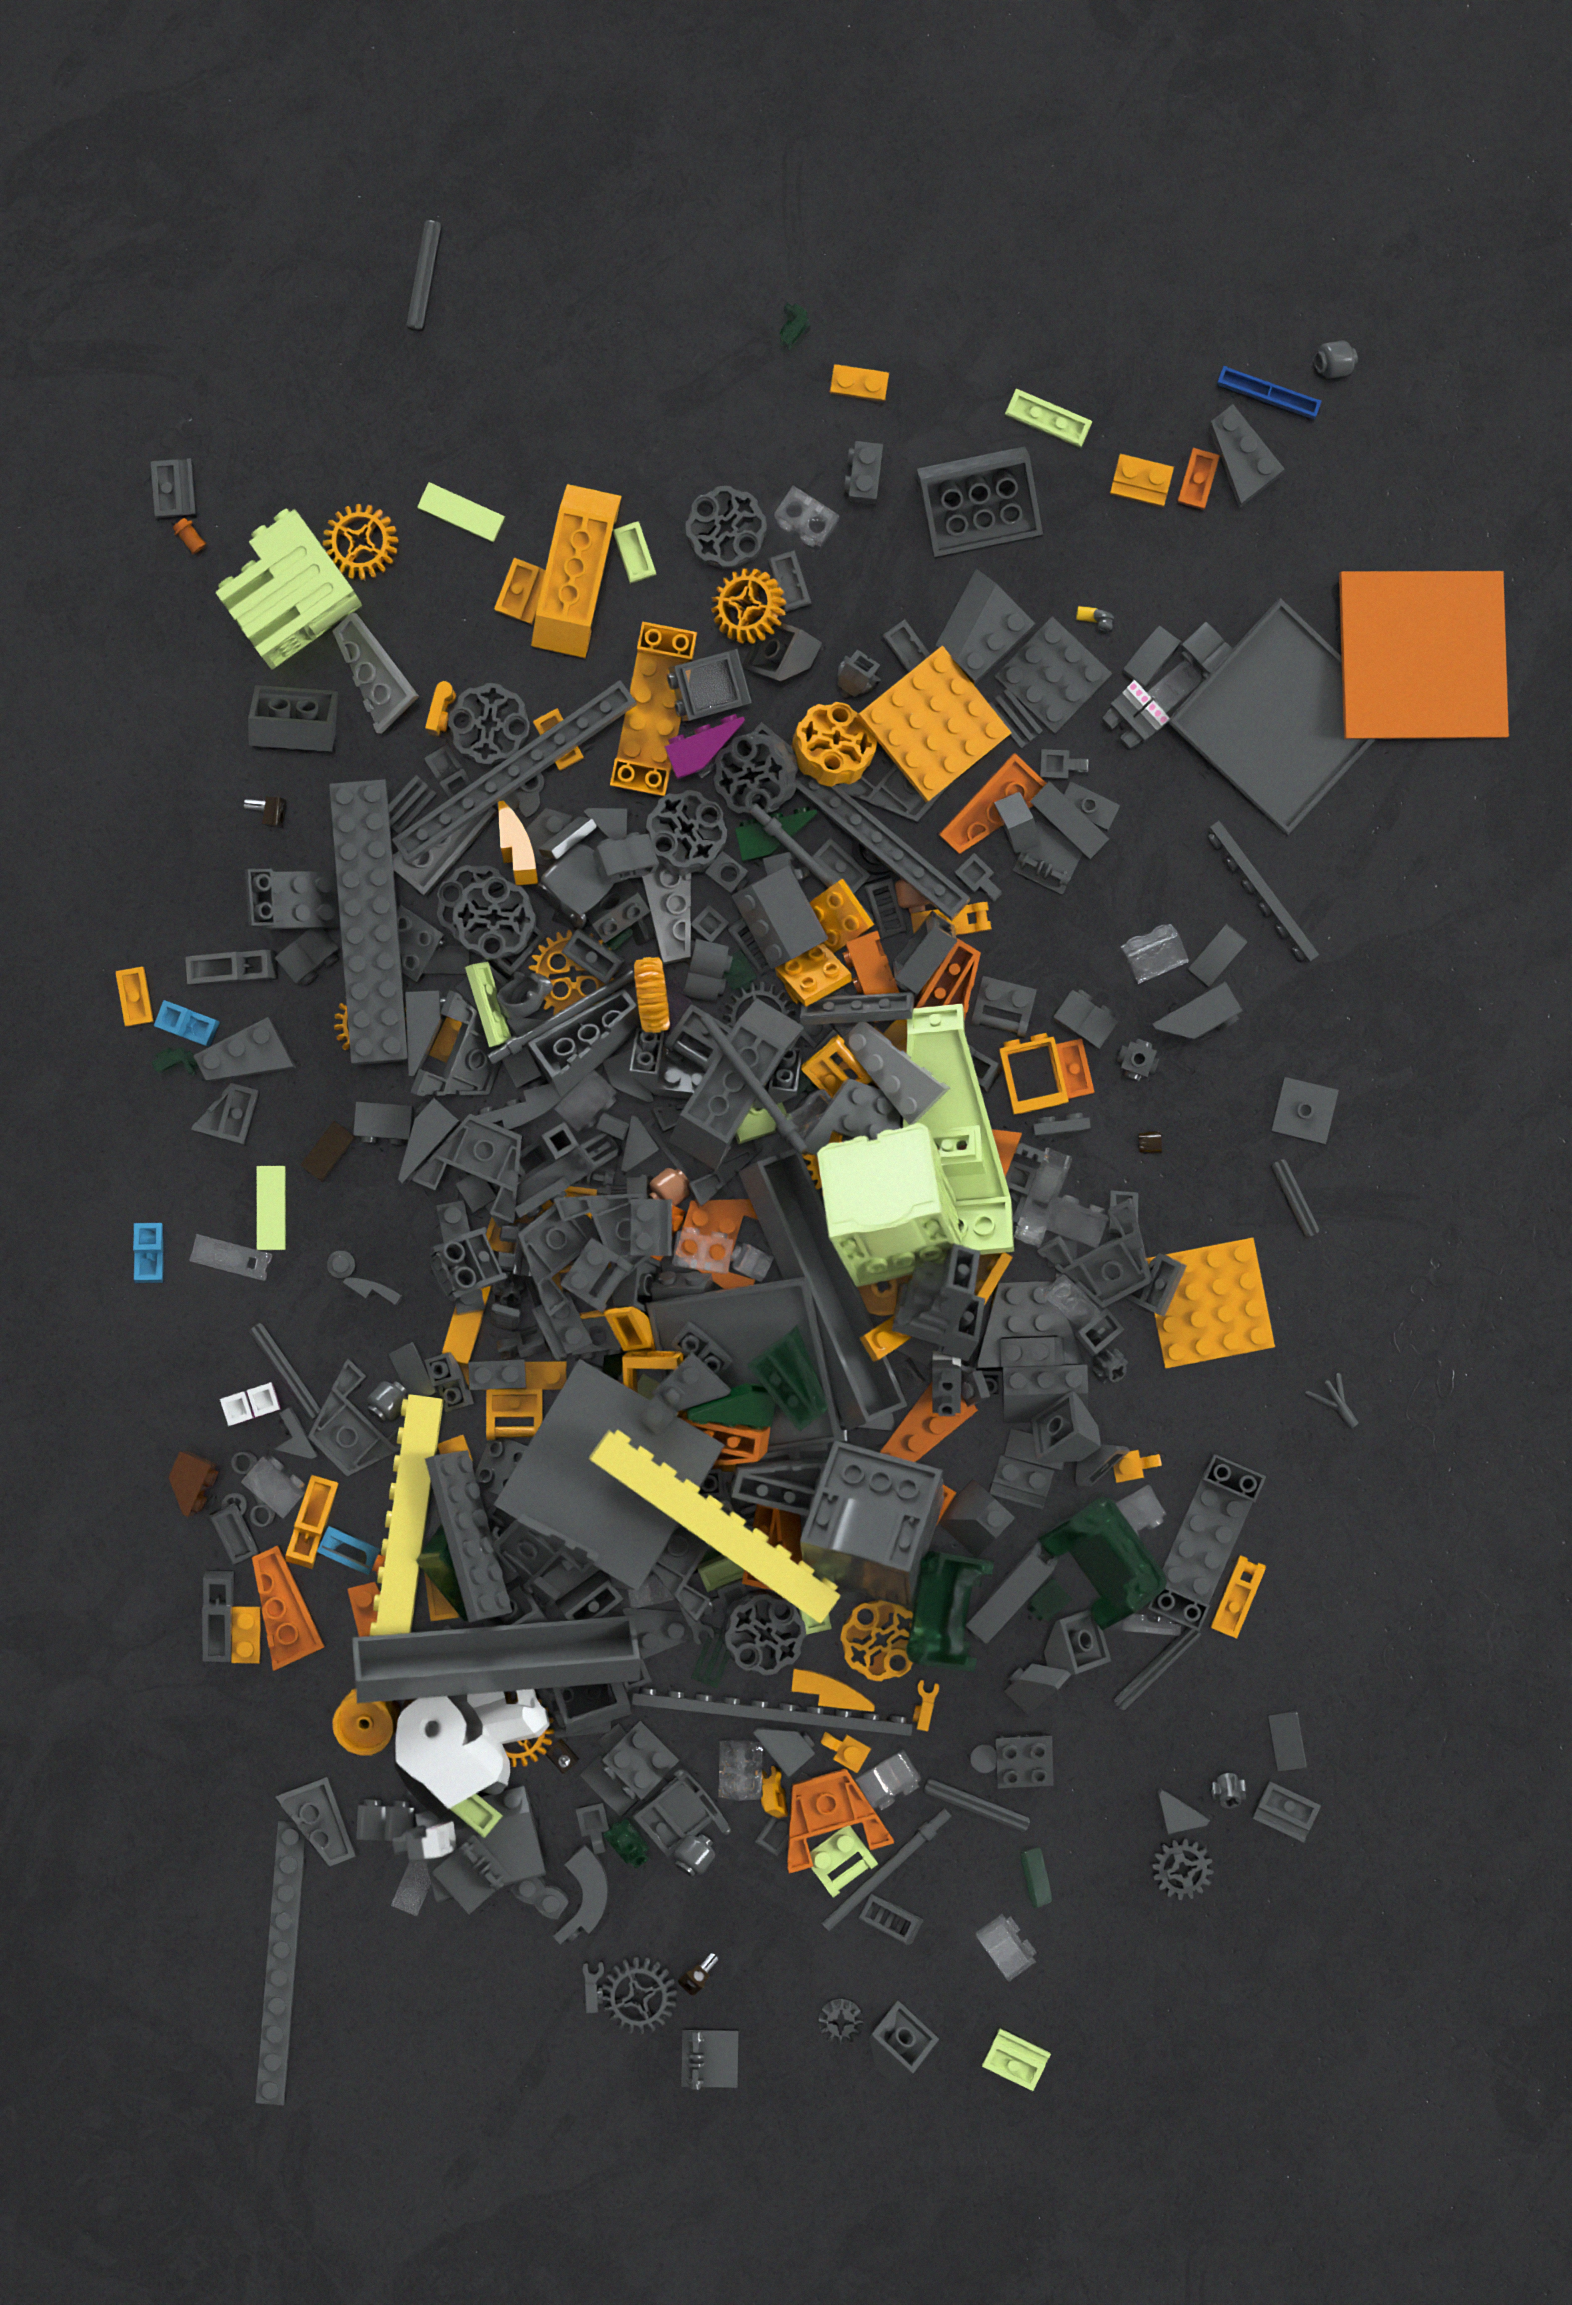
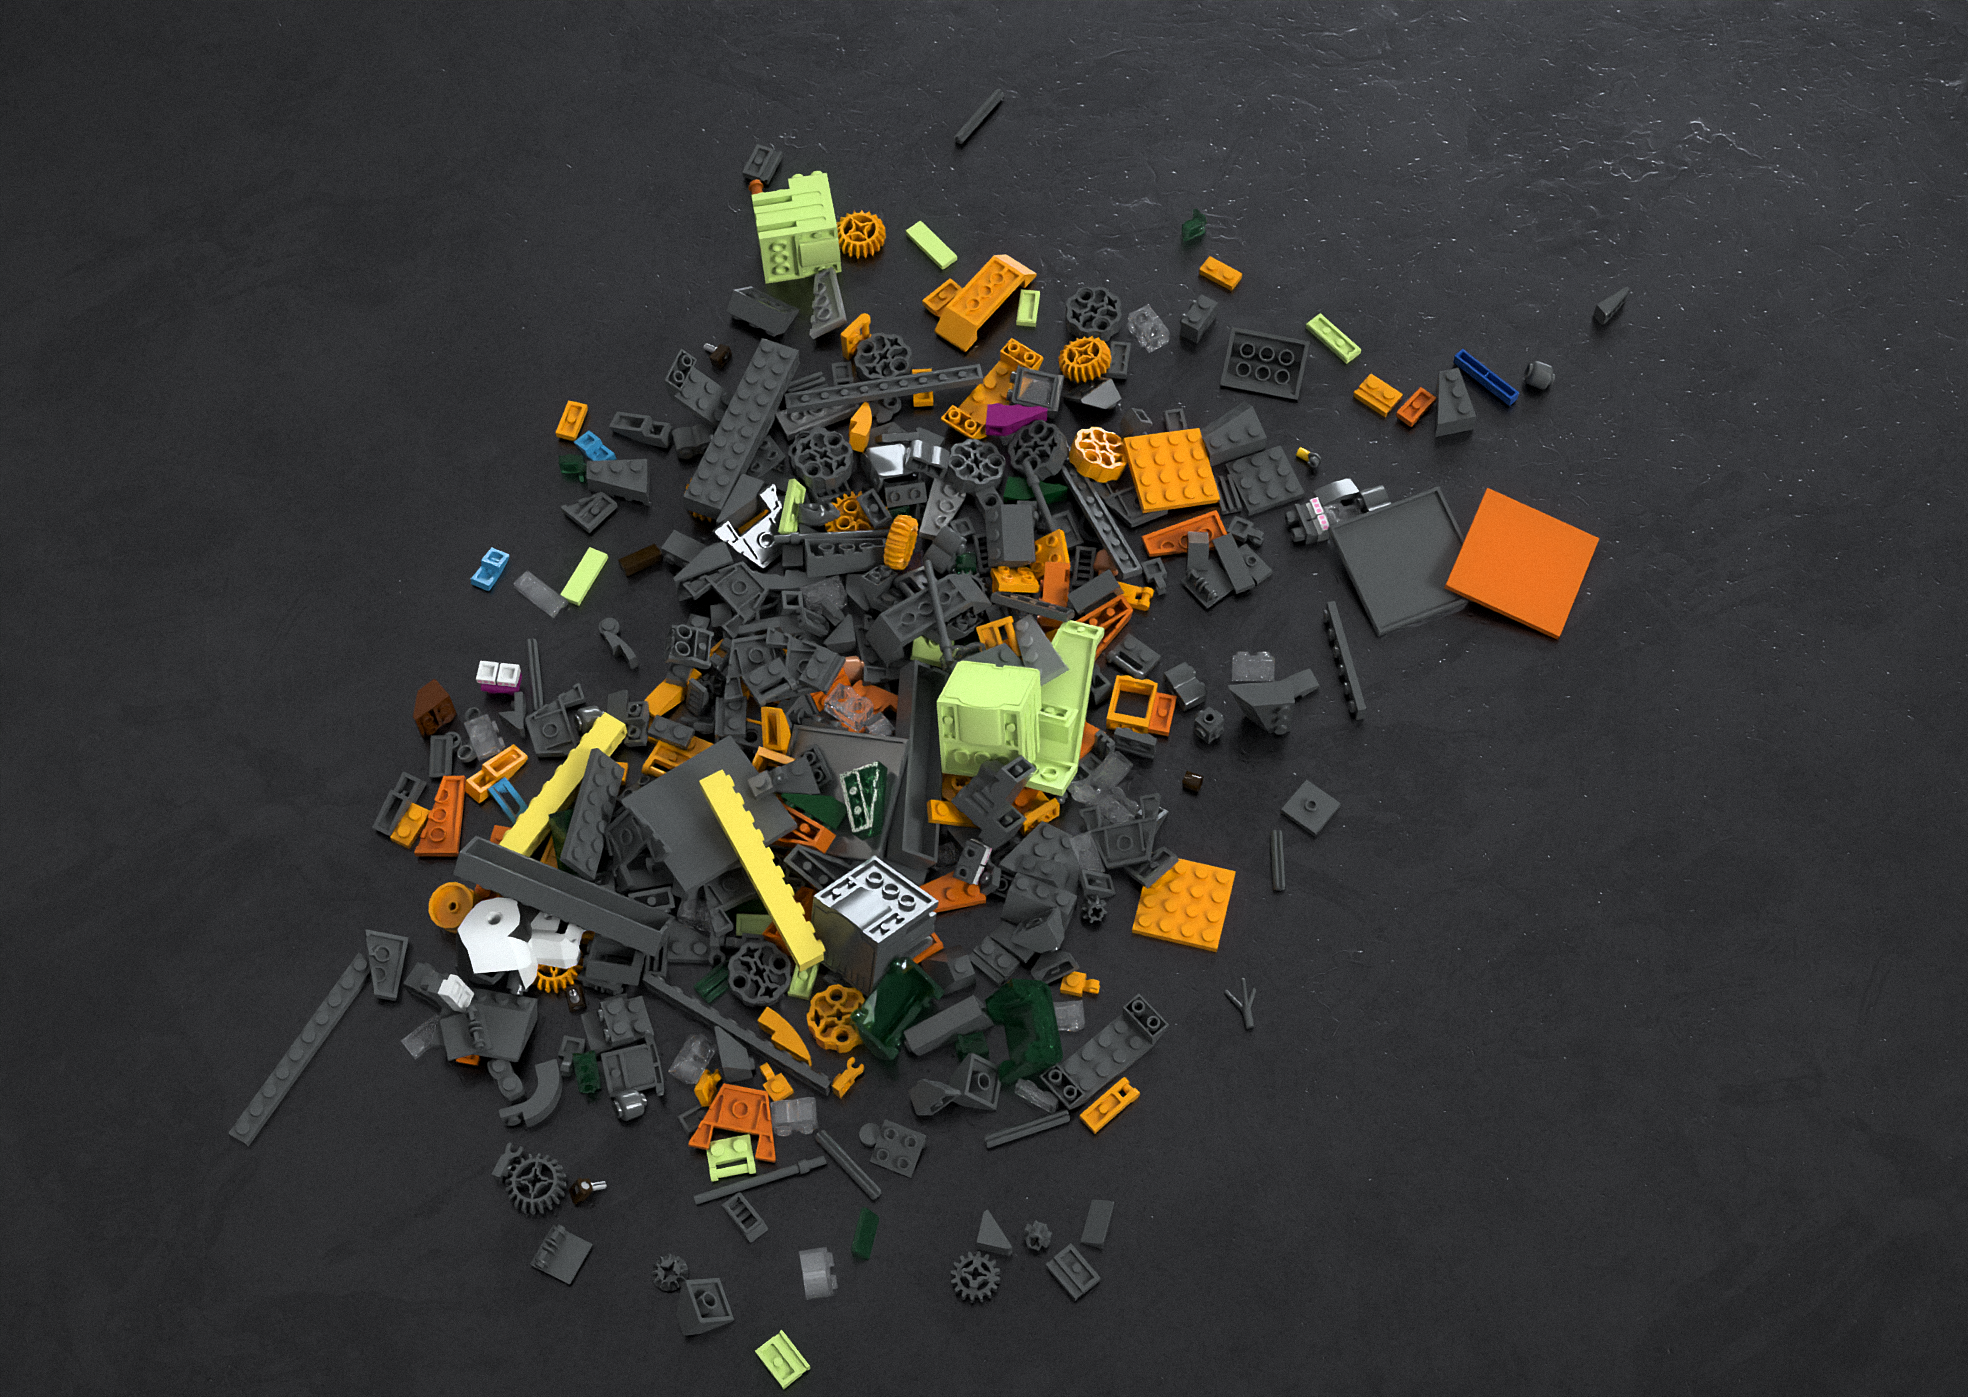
camera: 25 degrees right, 25 degrees down
(477, 1814) = (491, 992): yellowish green tile -> none
(1383, 213) = (1607, 307): none -> dark grey slope

